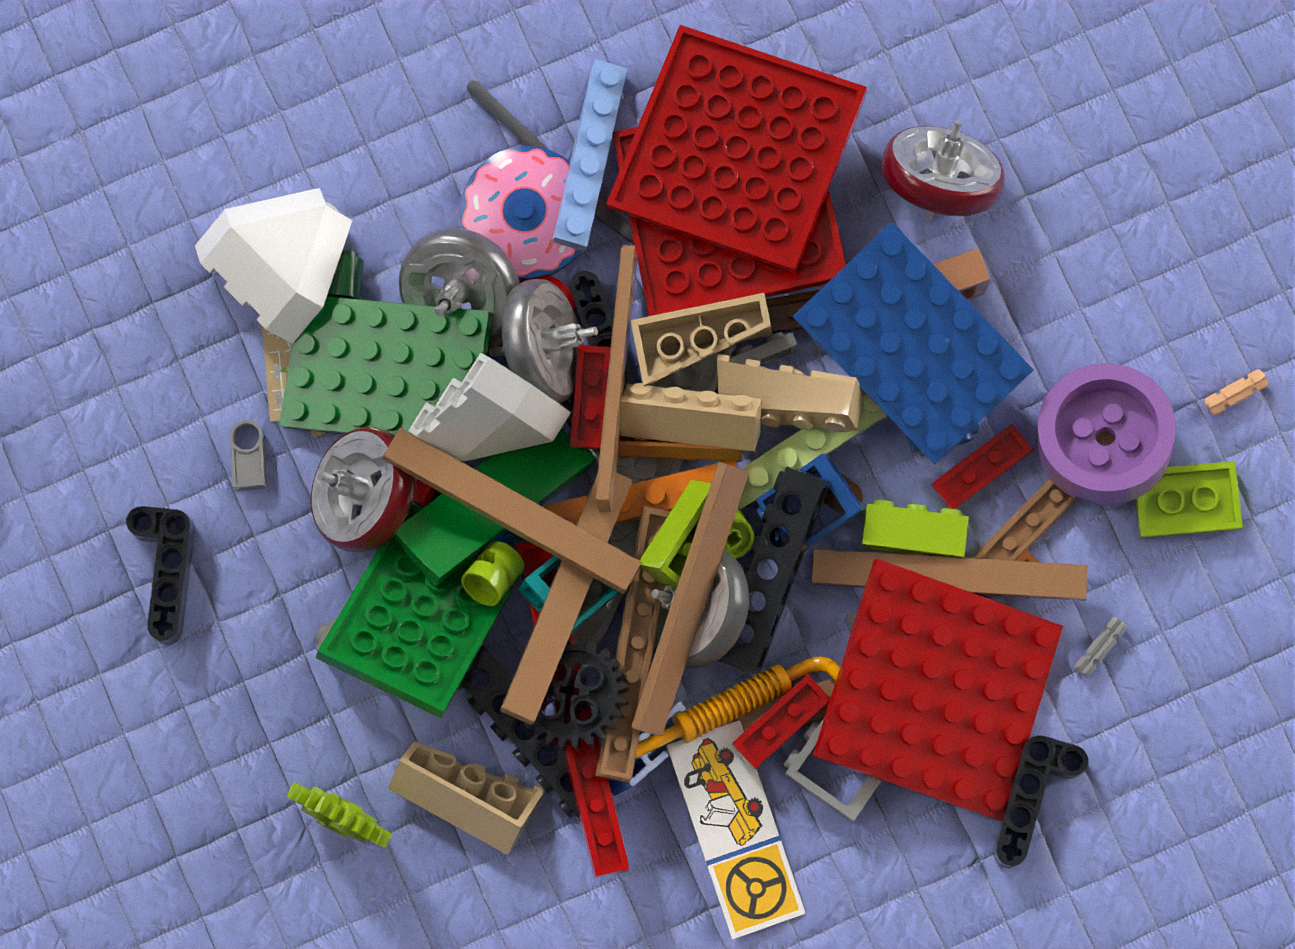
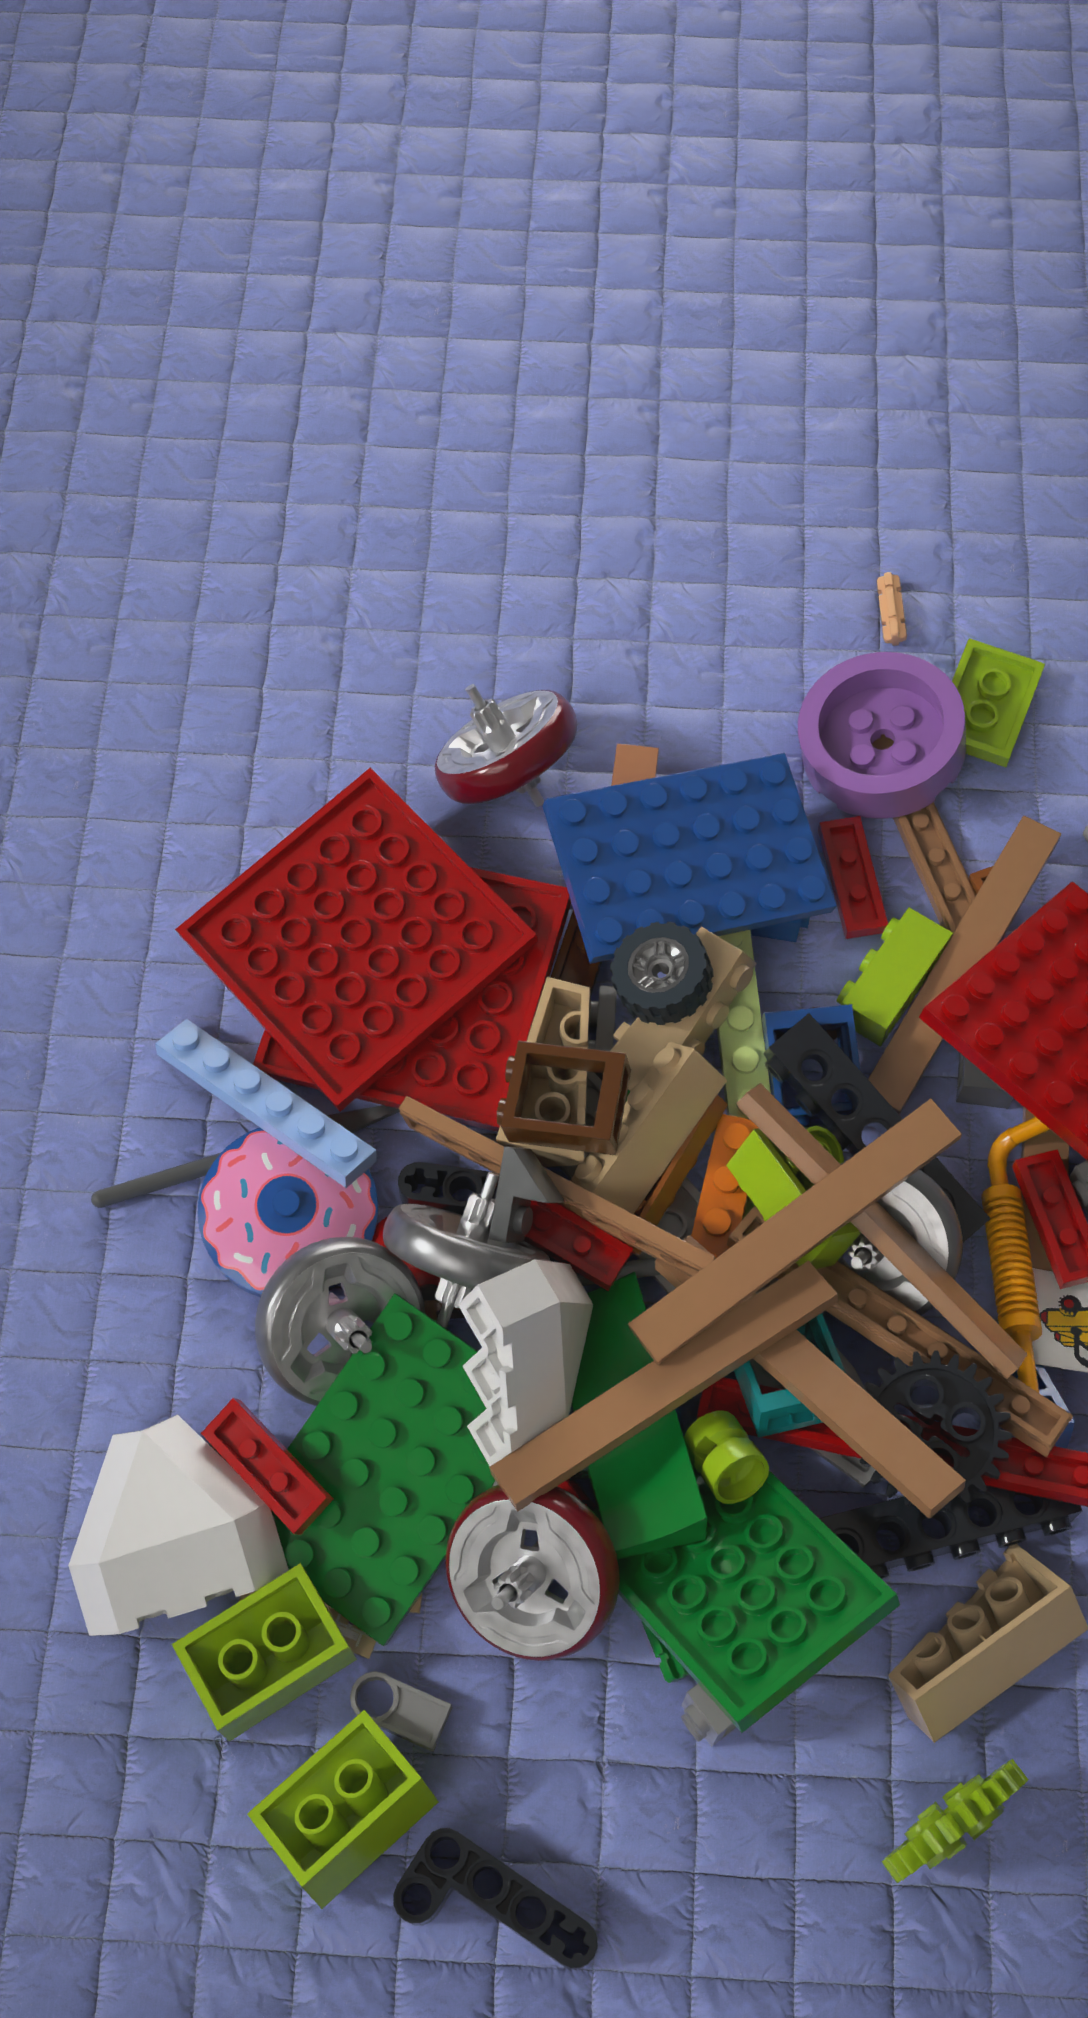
camera: 65 degrees left, 15 degrees down
(171, 452) = (342, 1809): none -> lime slope
(235, 355) = (263, 1652): none -> lime slope
(343, 293) = (267, 1466): none -> red plate
(595, 354) = (519, 1182): none -> dark grey slope
(650, 542) = (794, 1231): none -> medium nougat tile
(685, 380) = (604, 1135): none -> reddish brown window
(793, 352) = (674, 953): none -> black wheel

